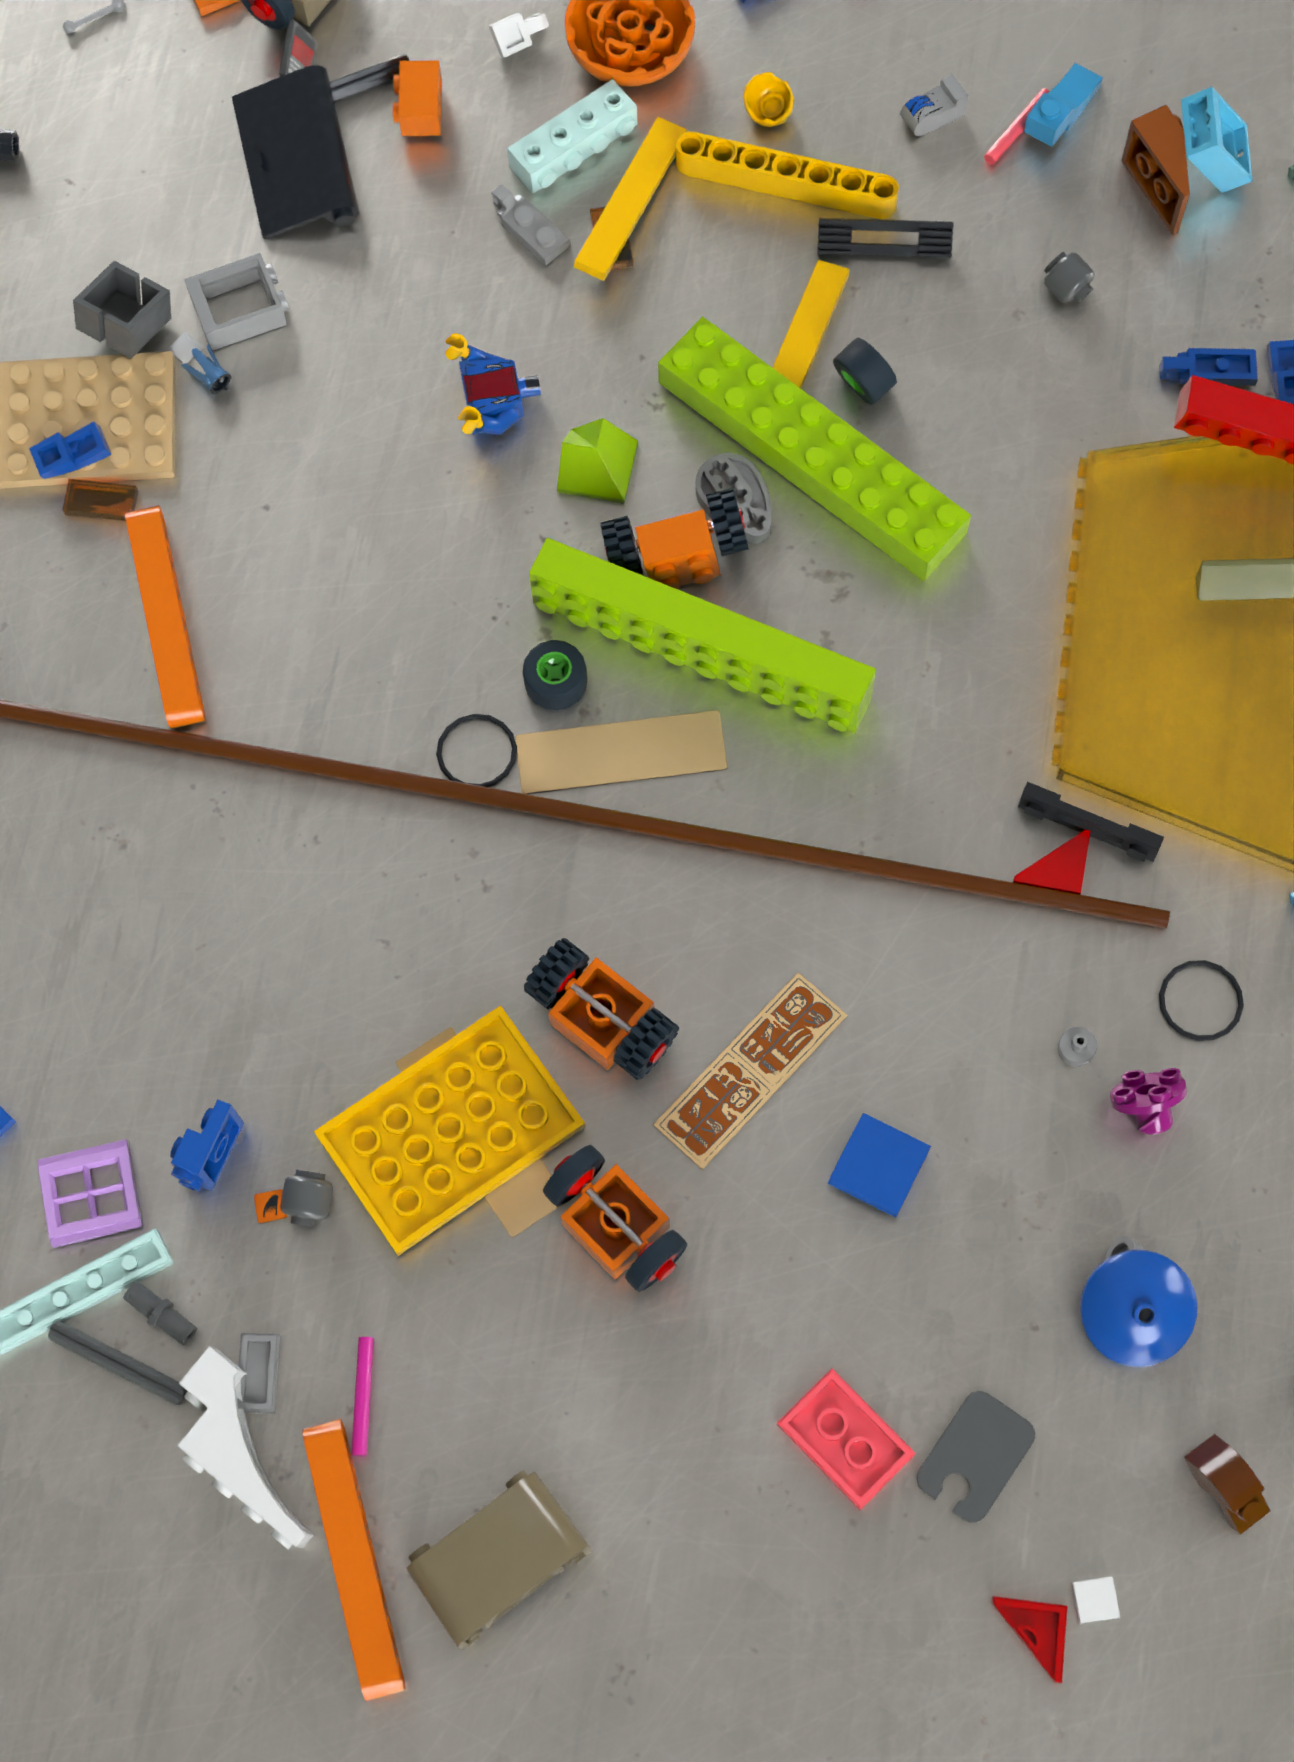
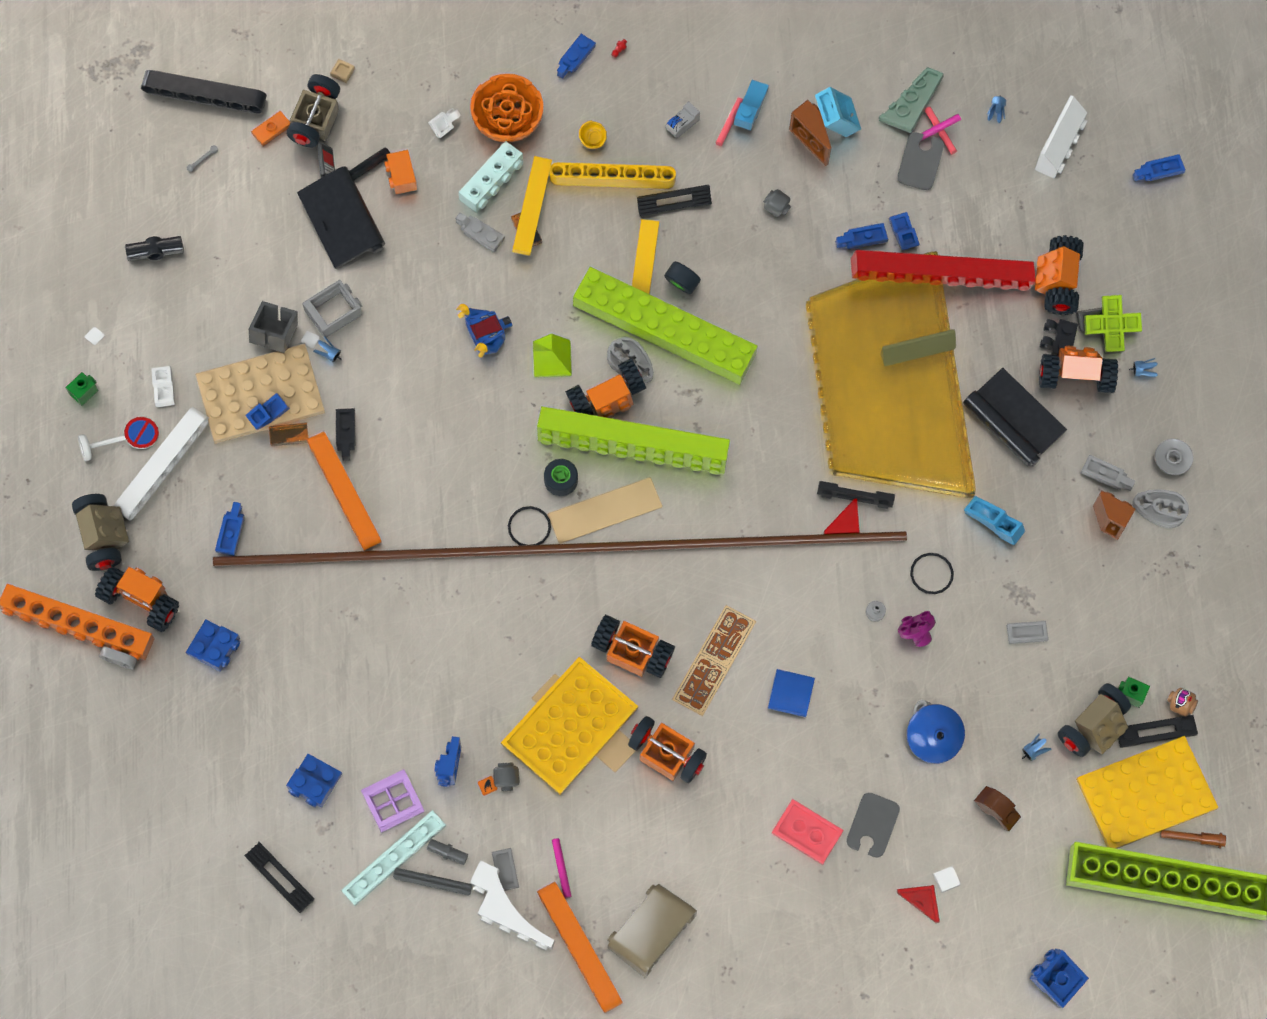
camera: 20 degrees left, 0 degrees up
(197, 516) = (345, 432): none -> black hinge

